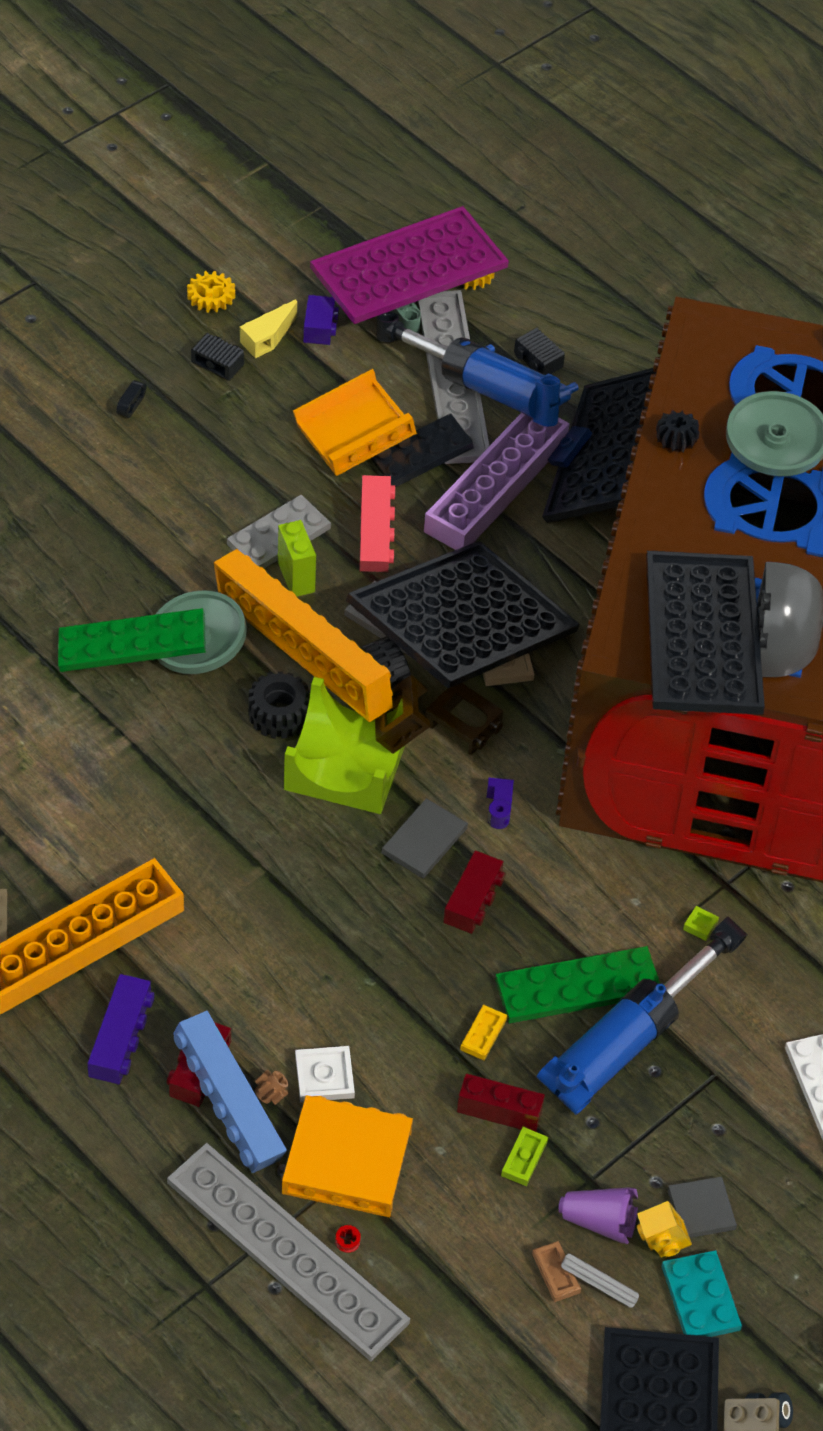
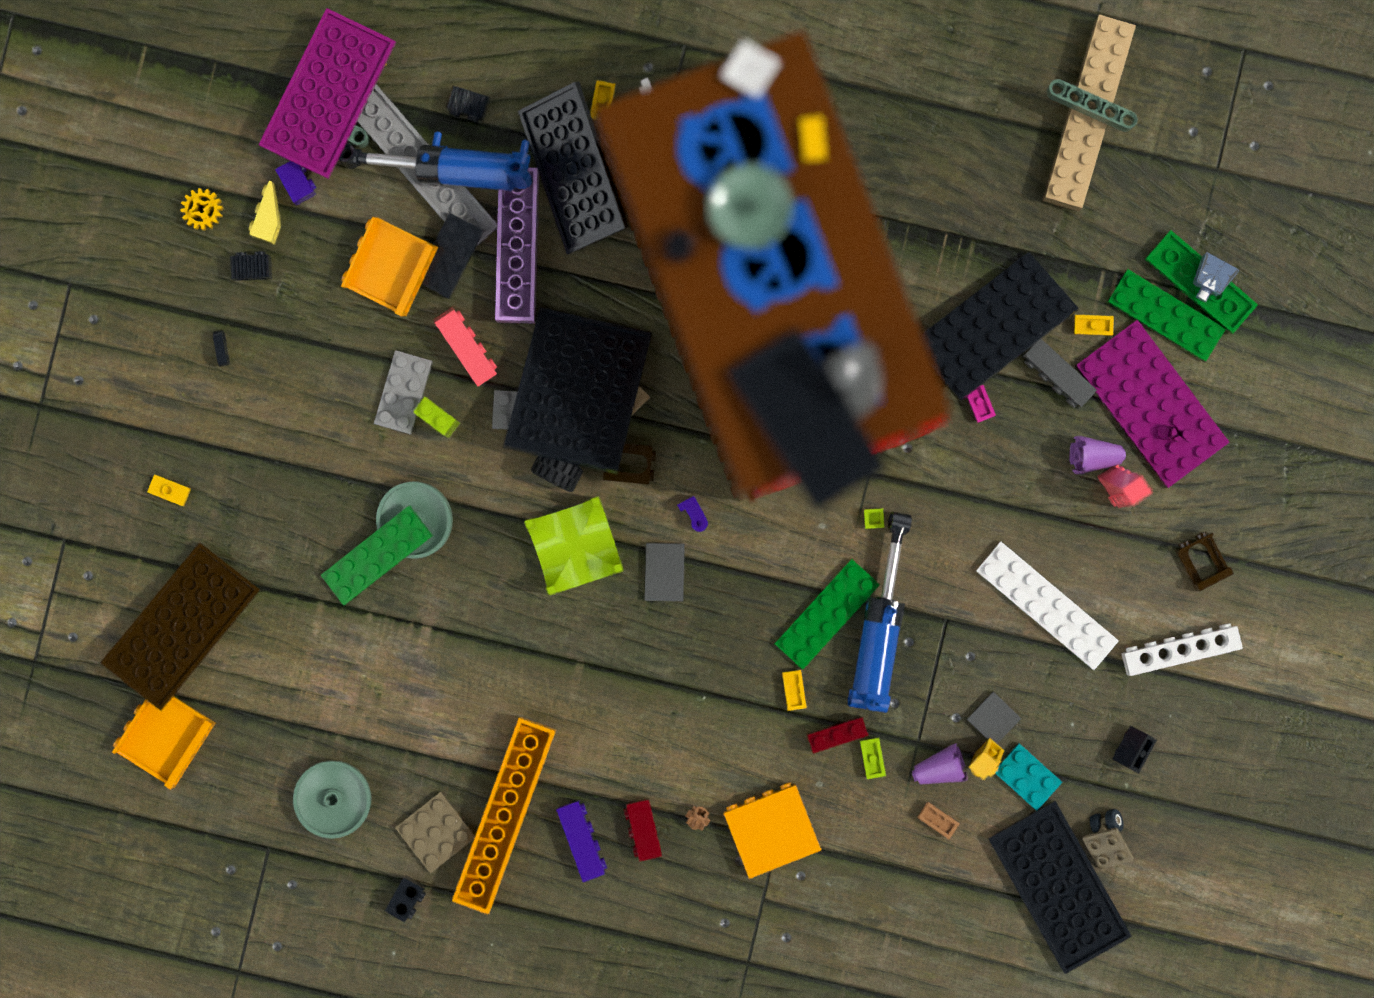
camera: 25 degrees left, 35 degrees up
(229, 1092) = (679, 845): medium blue brick -> none
(278, 689) = (491, 546): black tyre -> none
(289, 1252) = (779, 913): light grey plate -> none
(305, 635) = (489, 485): light orange brick -> none
(325, 1073) = (721, 785): white plate -> none
(342, 1231) = (804, 886): red bush -> none
(407, 725) = (609, 513): dark brown panel -> none
(474, 892) = (723, 594): dark red brick -> none
(569, 446) = (547, 182): dark blue plate -> none
(600, 1280) = (967, 811): light grey axle -> none

